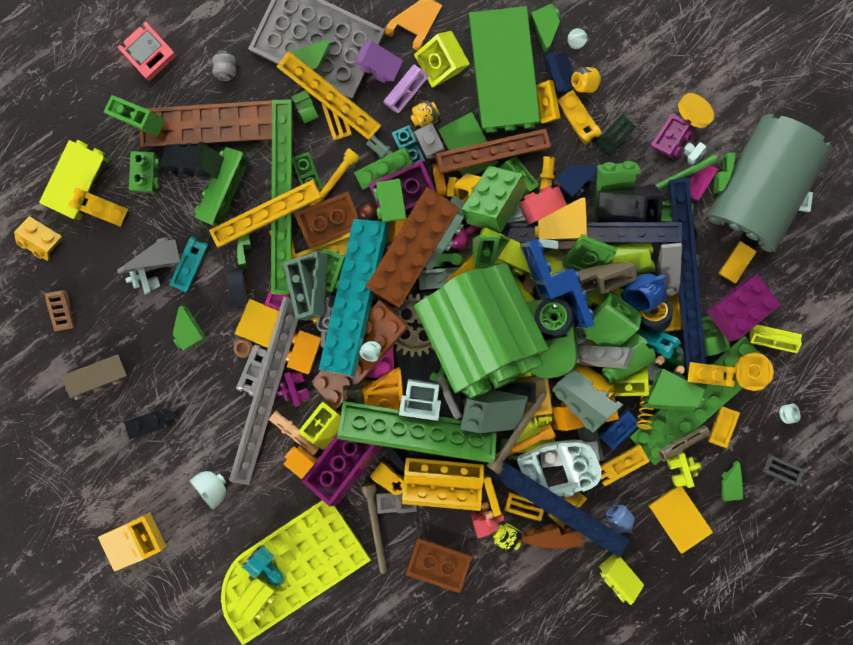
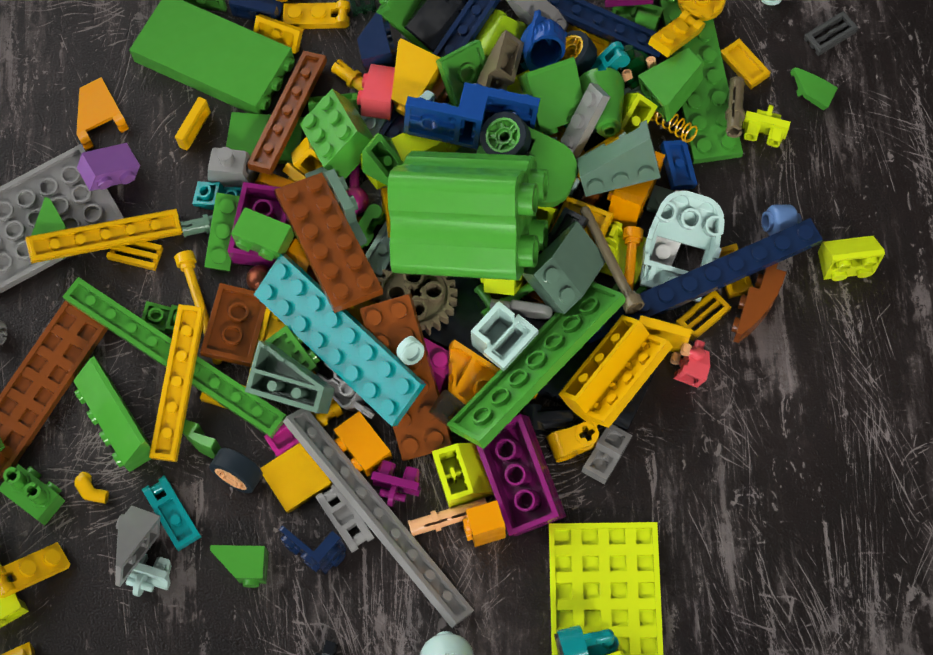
camera: 55 degrees left, 20 degrees down
(169, 203) = (87, 491): none -> yellow arm
(191, 161) = (59, 424): black wedge -> none
(213, 371) = (327, 554): none -> dark blue bracket
(243, 348) = (310, 513): medium nougat plate -> none
(305, 106) = (97, 274): bright green leg -> none
(369, 492) = (574, 474): dark tan piece -> none
(405, 89) = (158, 162): lavender piece -> none
(425, 114) = (197, 158): yellow head -> none
(438, 565) = (712, 449): dark orange plate -> none
(441, 58) = (154, 108): neon yellow slope -> none
(446, 92) = (192, 123): none -> yellow tile
(507, 537) = (727, 353): neon yellow head -> none
(623, 464) = (721, 180): yellow hinge -> none
(680, 519) = (821, 162): yellow tile -> none

